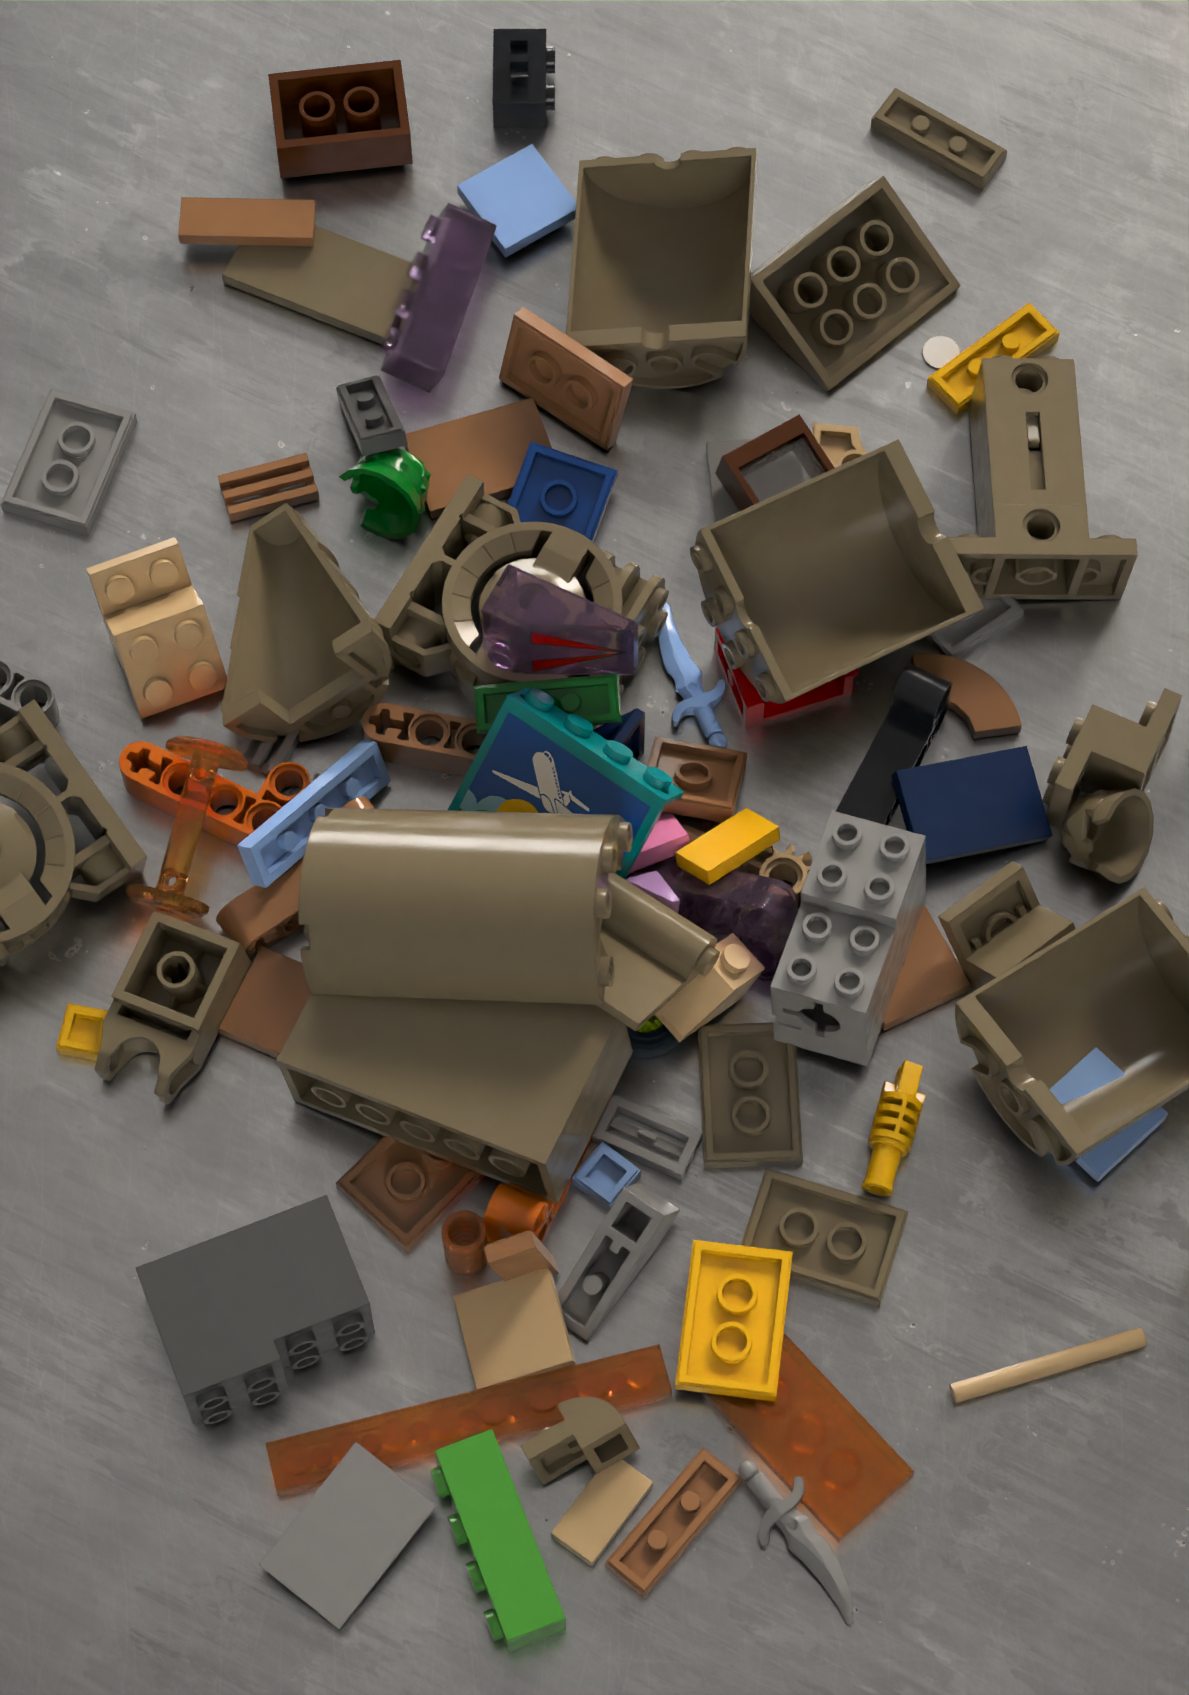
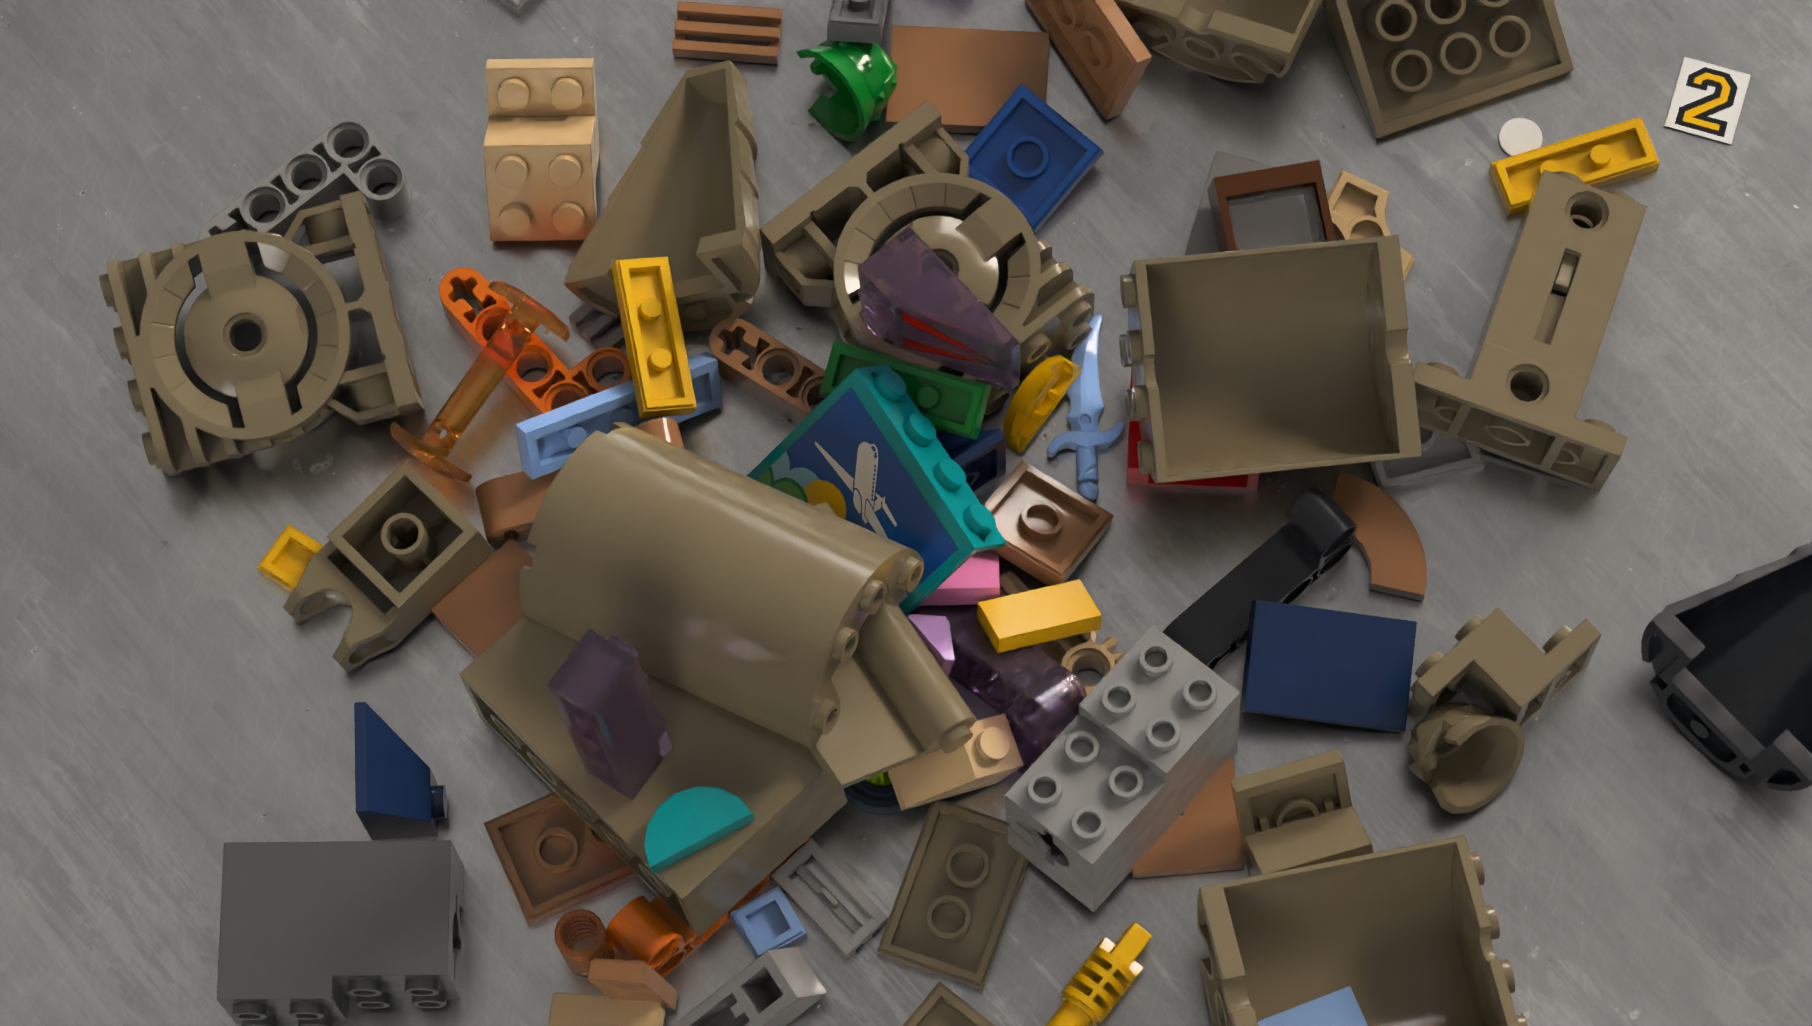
camera: 25 degrees right, 5 degrees up
(249, 1171) = (392, 783): none -> dark blue slope
(319, 739) = (653, 337): none -> yellow tile
(435, 1027) = (611, 712): none -> brick
(527, 1099) = (691, 822): none -> teal tile
(649, 681) = (1037, 399): none -> yellow tile
(1073, 274) = (1707, 100): none -> sticker

